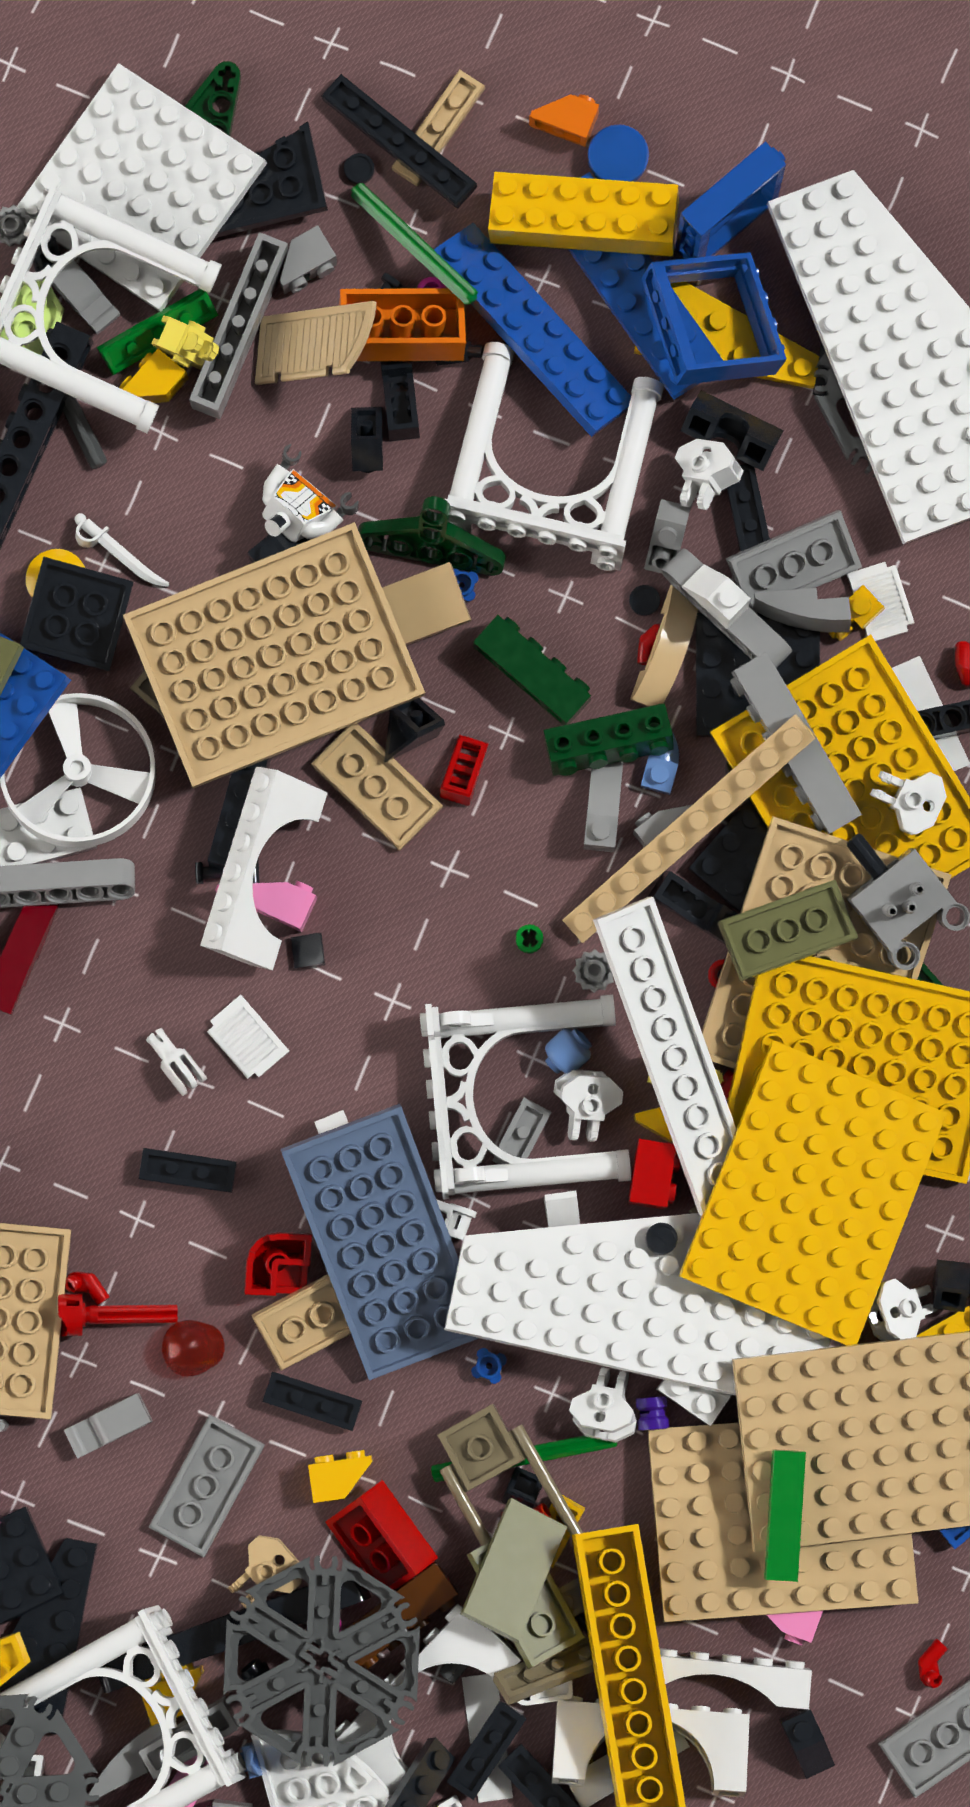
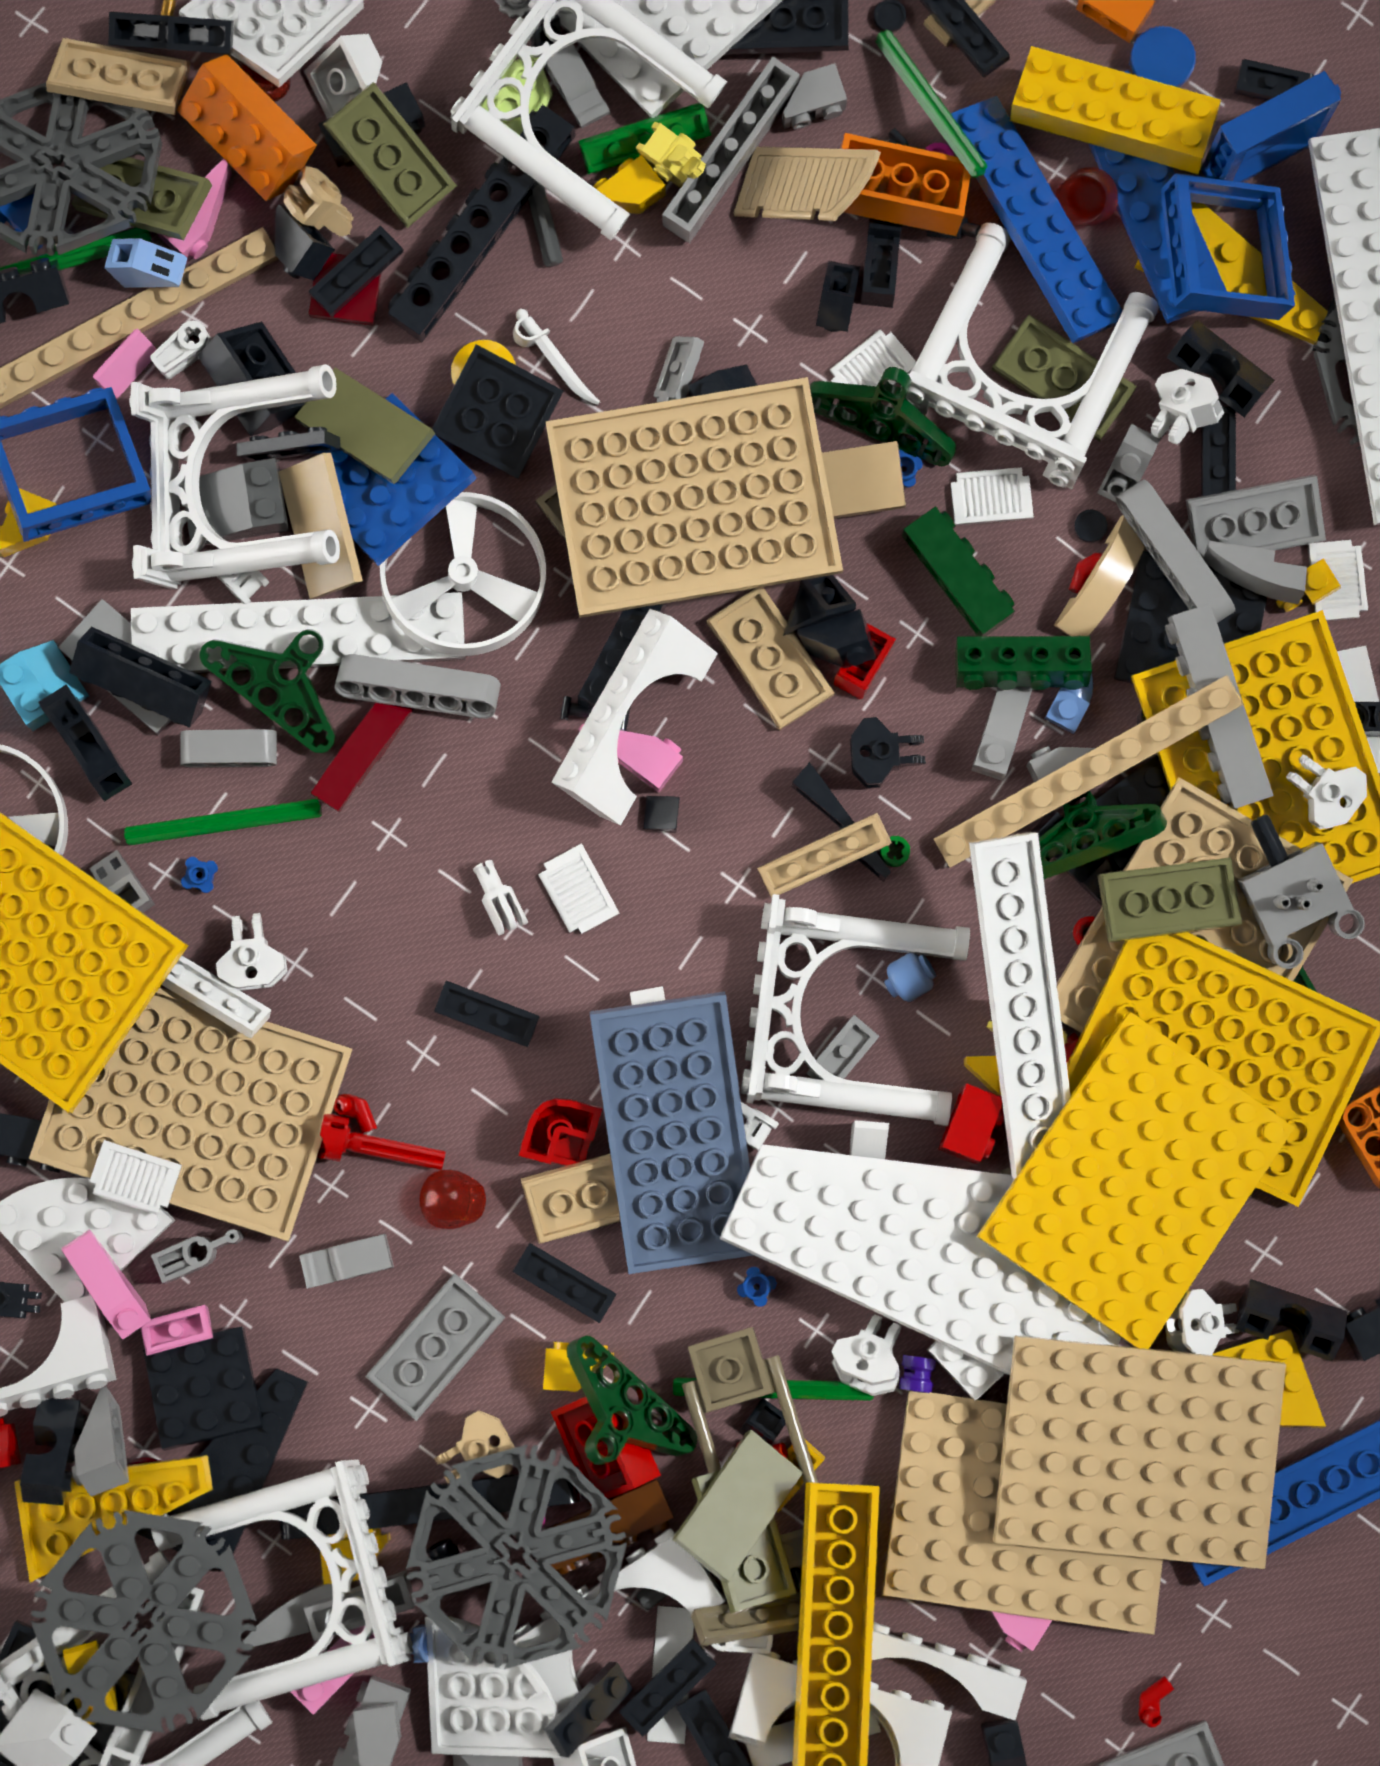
camera: 10 degrees right, 0 degrees up
(235, 538) = (678, 368): none -> light grey hinge
(297, 506) = (751, 350): white torso -> none
(377, 1497) = (612, 1398): none -> dark green beam
(410, 490) = (871, 359): none -> white window
(437, 756) = (839, 640): none -> black slope
(465, 957) = (824, 855): none -> tan tile
(484, 934) = (815, 790): none -> black slope
(500, 851) = (883, 751): none -> black hinge
(547, 593) = (991, 496): none -> white window
(576, 298) = (1088, 196): none -> clear red hat
(579, 462) = (1053, 367): none -> olive tile
(587, 1101) = (921, 1029): white hinge -> none
(593, 971) = (955, 899): light grey piece -> none
(661, 1238) = (967, 1193): black piece -> none
(714, 871) = (1103, 823): none -> dark green beam
(717, 595) = (1170, 535): white slope -> none
(719, 155) = (1266, 80): none -> black hinge
(785, 1515) = (1035, 1511): green tile -> none

